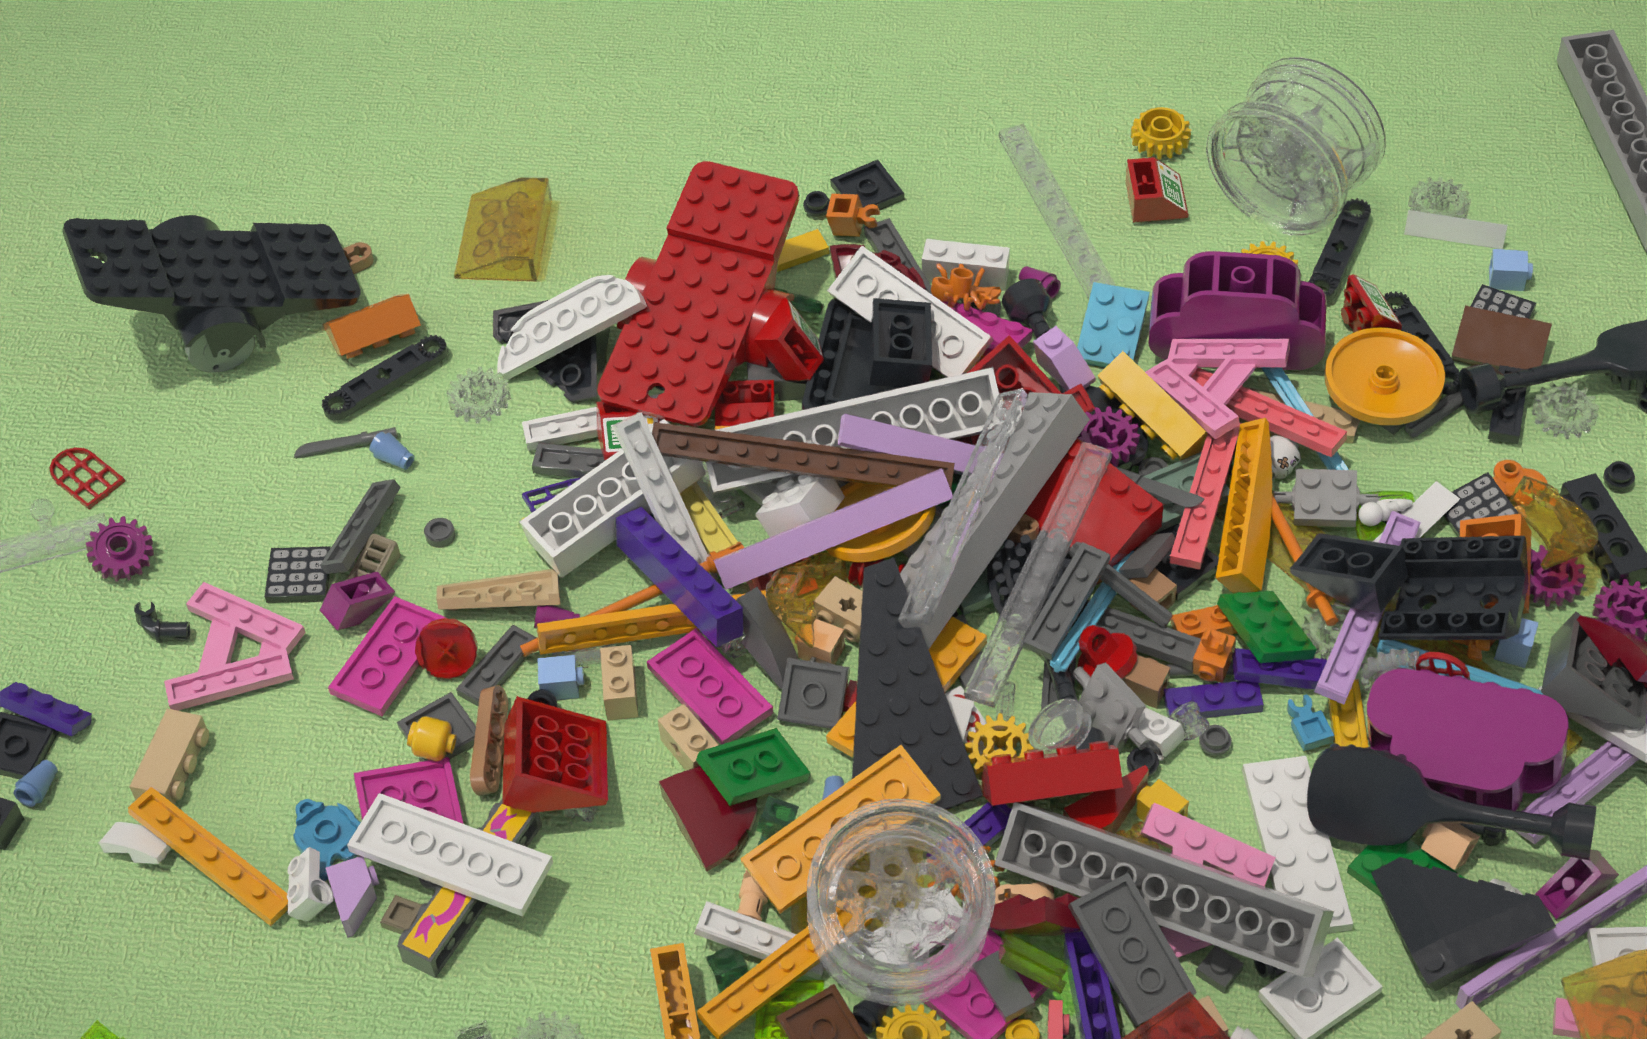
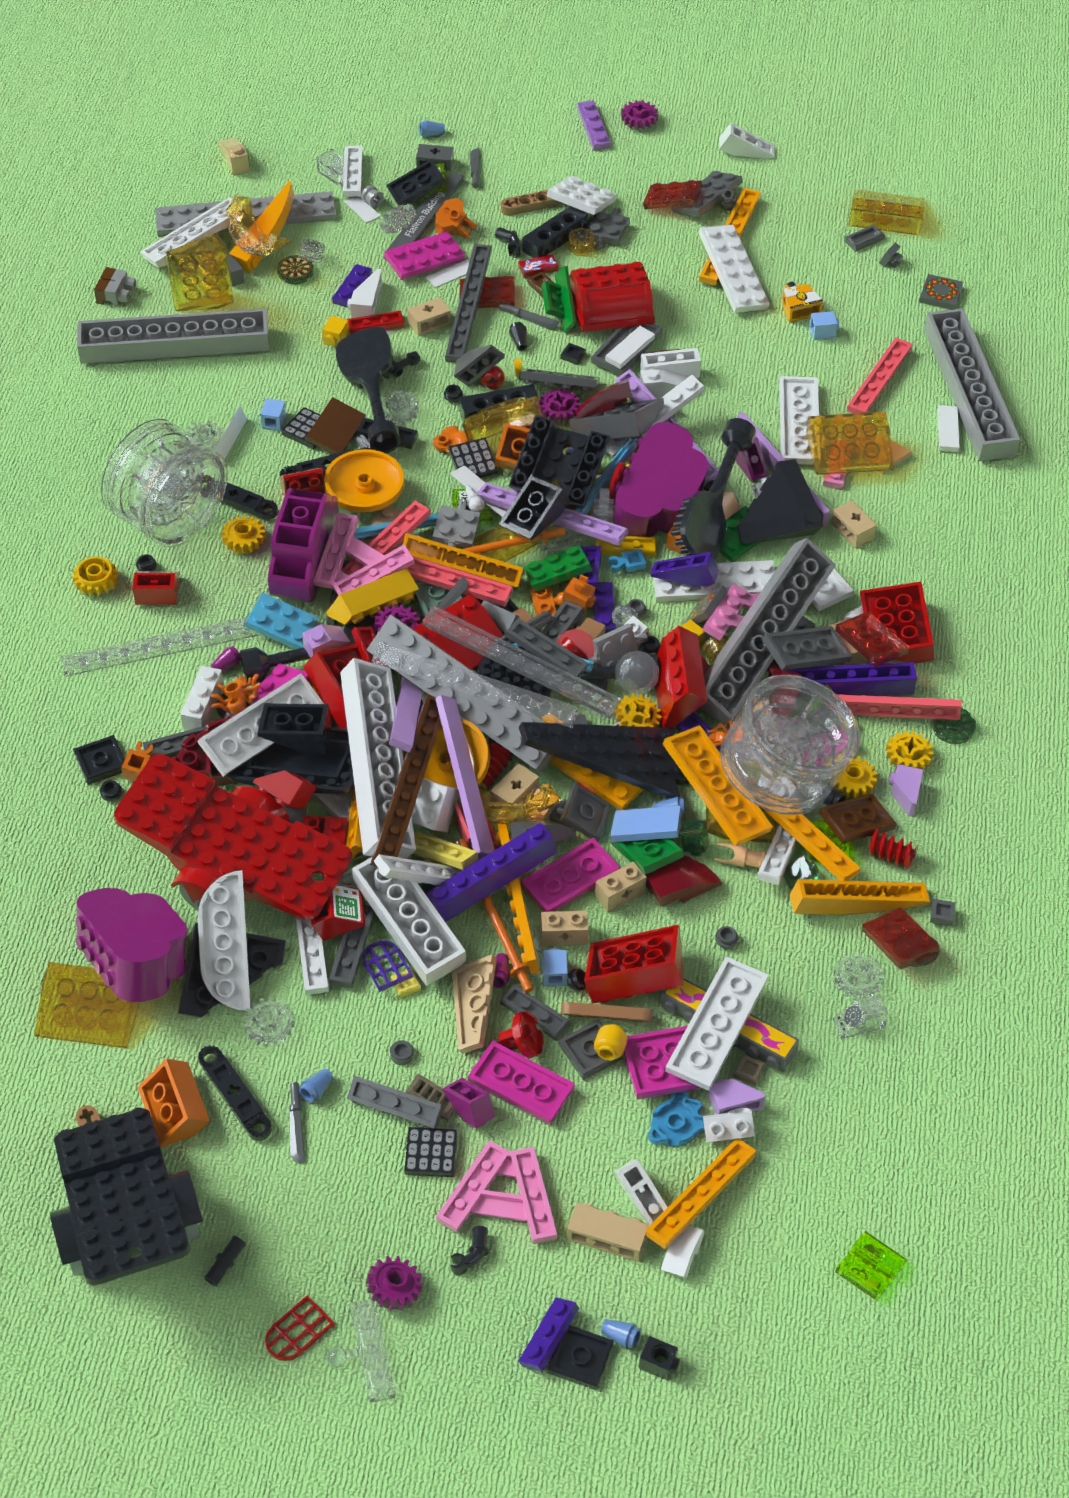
camera: 90 degrees left, 0 degrees up
(170, 397) = (224, 1261): none -> black pin
(222, 788) = (640, 1190): none -> white slope
(559, 233) = (131, 941): none -> magenta brick
(616, 880) = (726, 937): none -> dark grey plate
(723, 528) = (444, 851): none -> light yellow plate
(793, 763) = (646, 824): none -> light blue tile
(1196, 180) = (146, 563): none -> black plate
(1217, 821) = (706, 606): none -> dark grey tile
(1286, 790) = (688, 570): none -> dark purple slope

